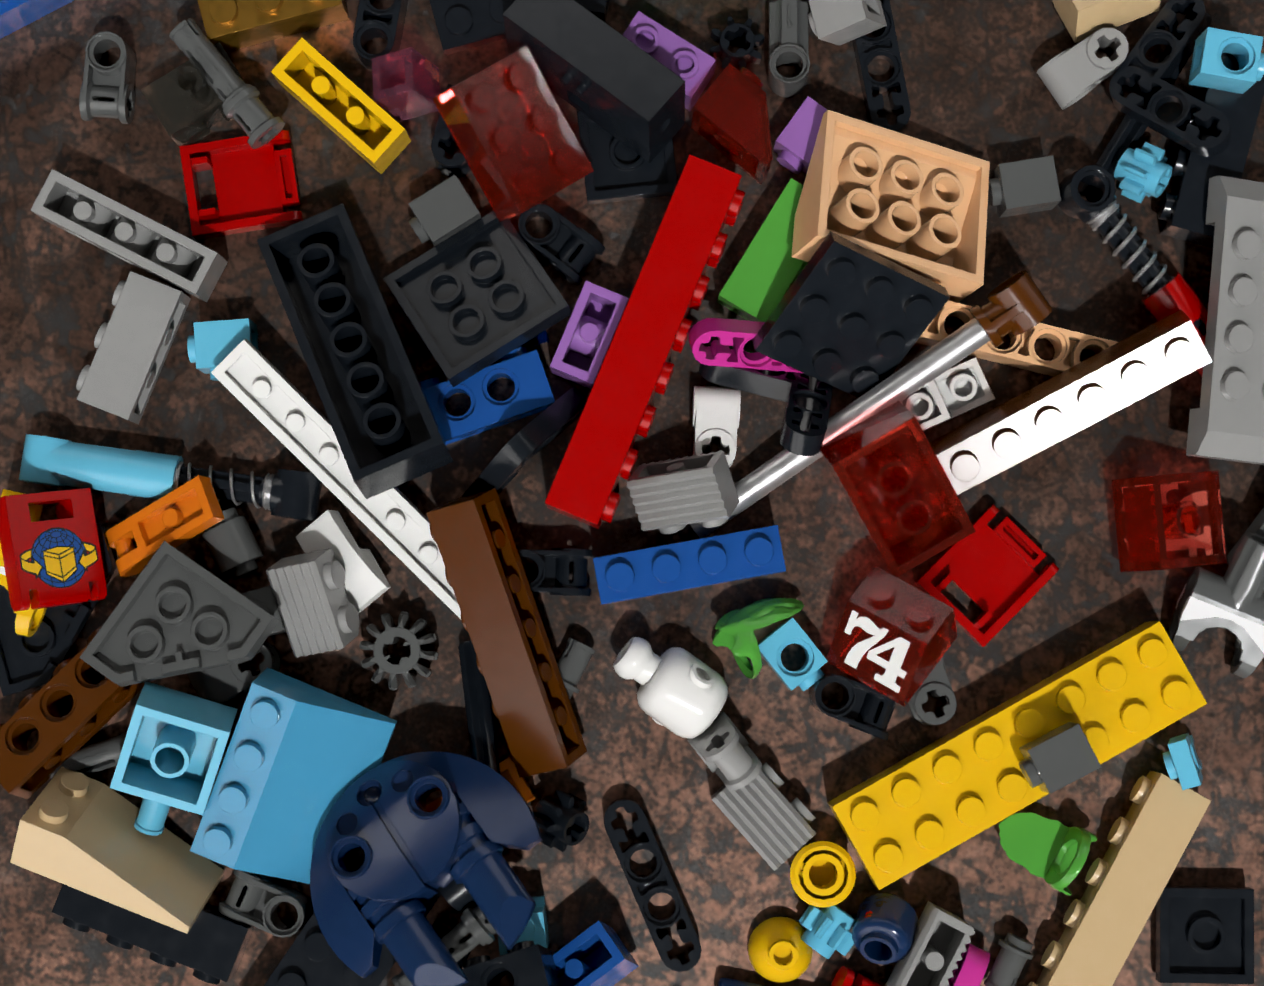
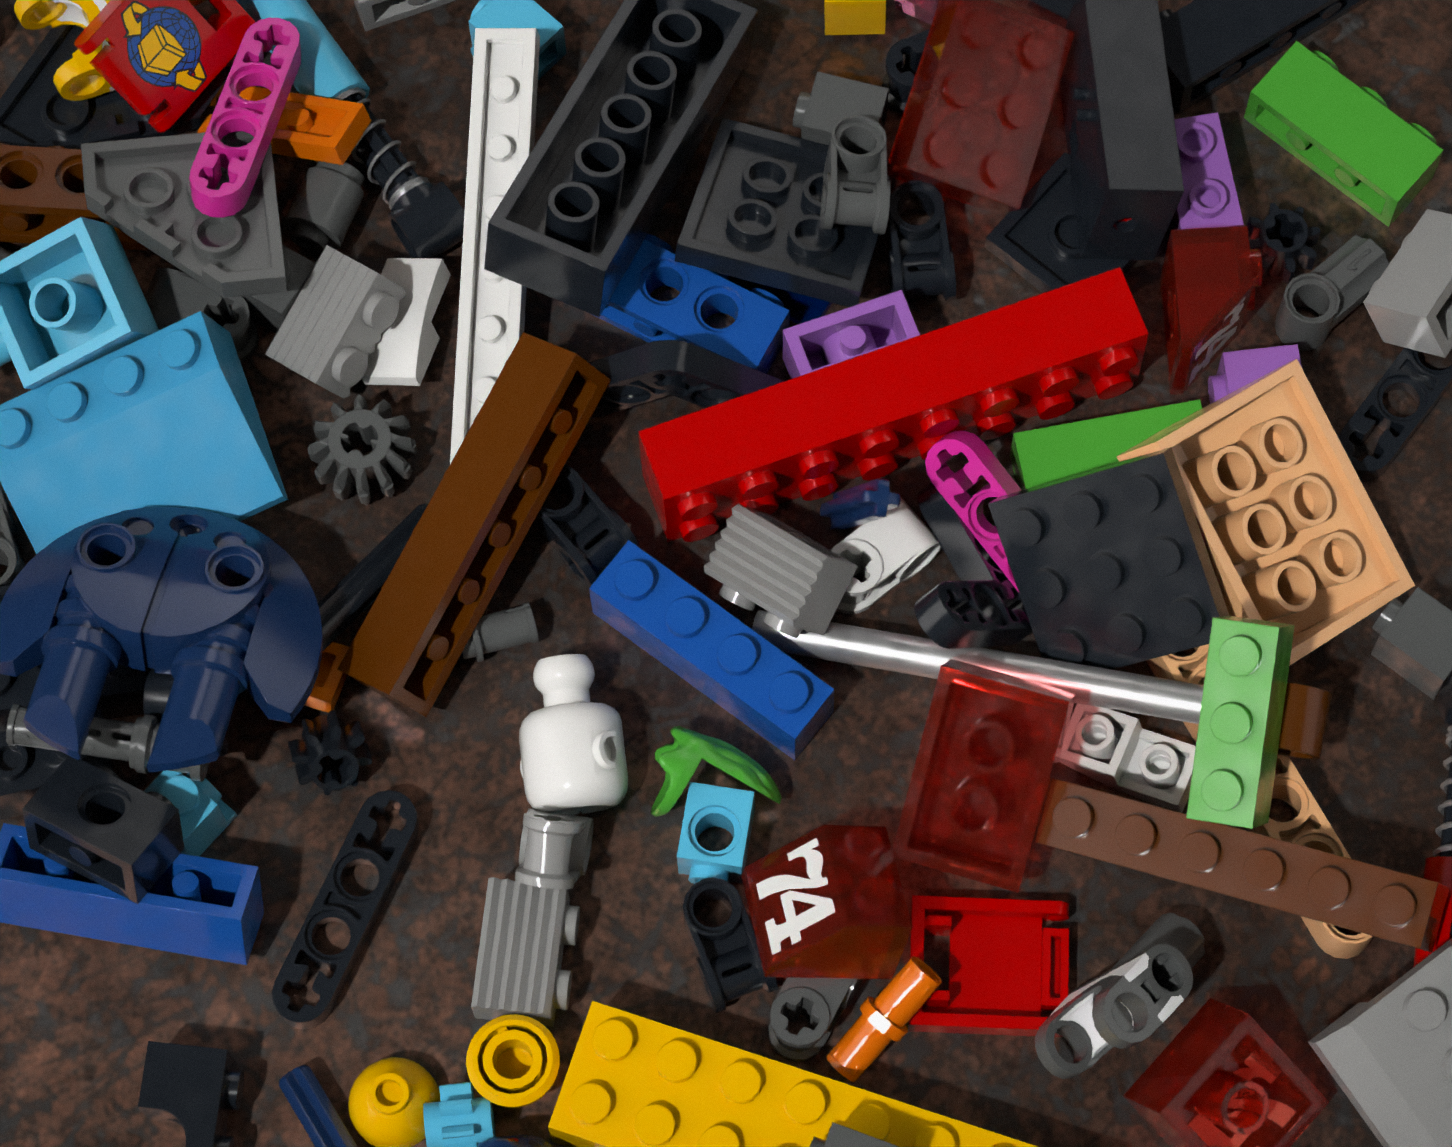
camera: 50 degrees right, 15 degrees down
(144, 553) = (252, 117): none -> dark pink beam
(500, 250) = (856, 176): none -> dark grey piece
(690, 417) = (860, 504): none -> dark blue axle
(972, 658) = (883, 1019): none -> orange pin
(1008, 337) = (1240, 721): none -> bright green brick
(1083, 519) = (1125, 1001): none -> dark grey connector

